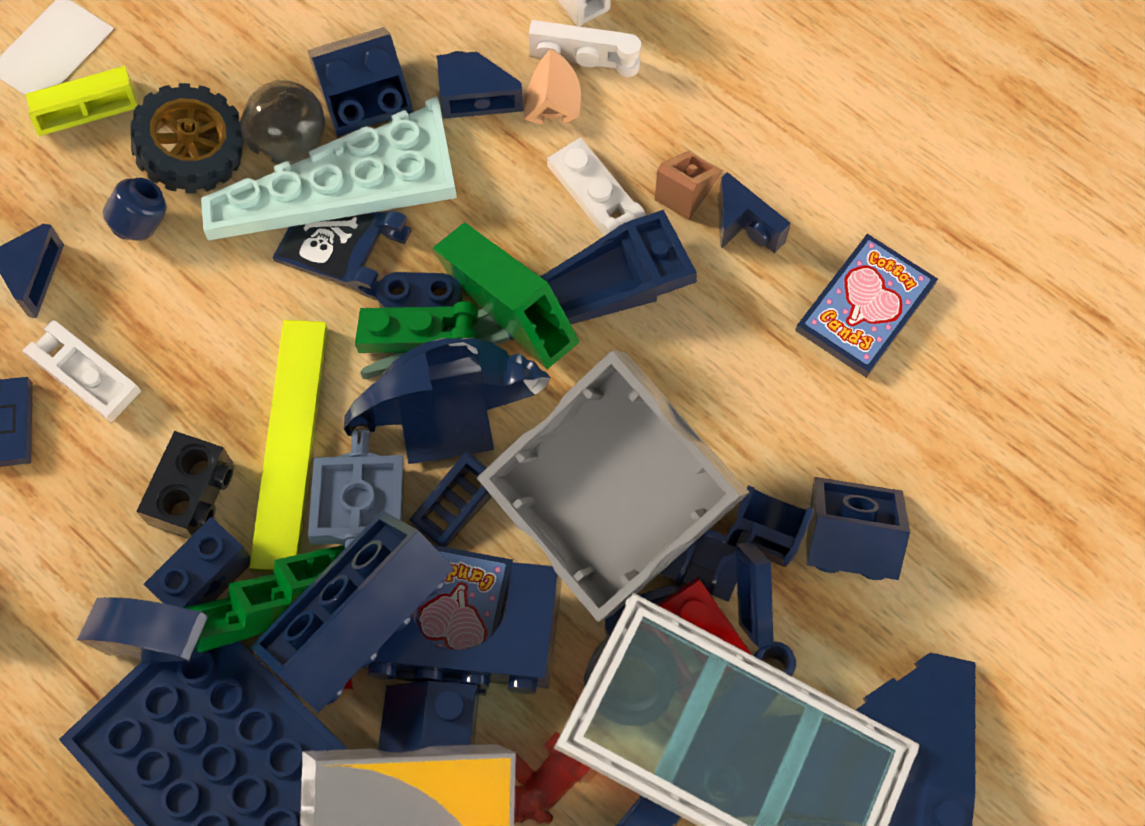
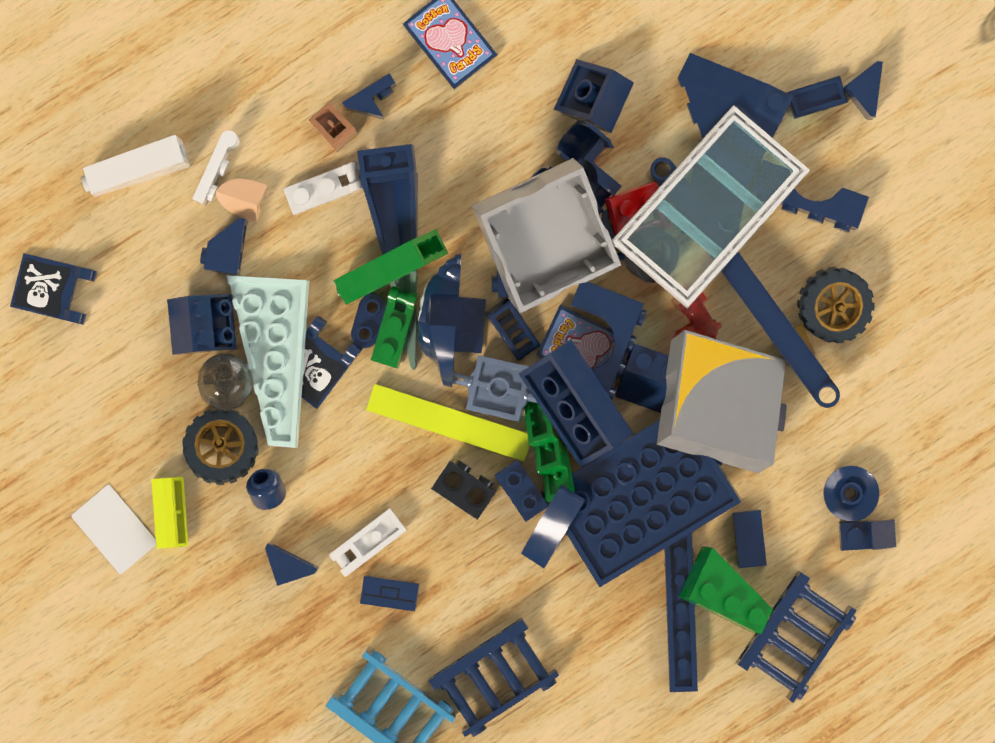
camera: 70 degrees left, 20 degrees up
(754, 594) = (624, 170): dark blue tile -> none

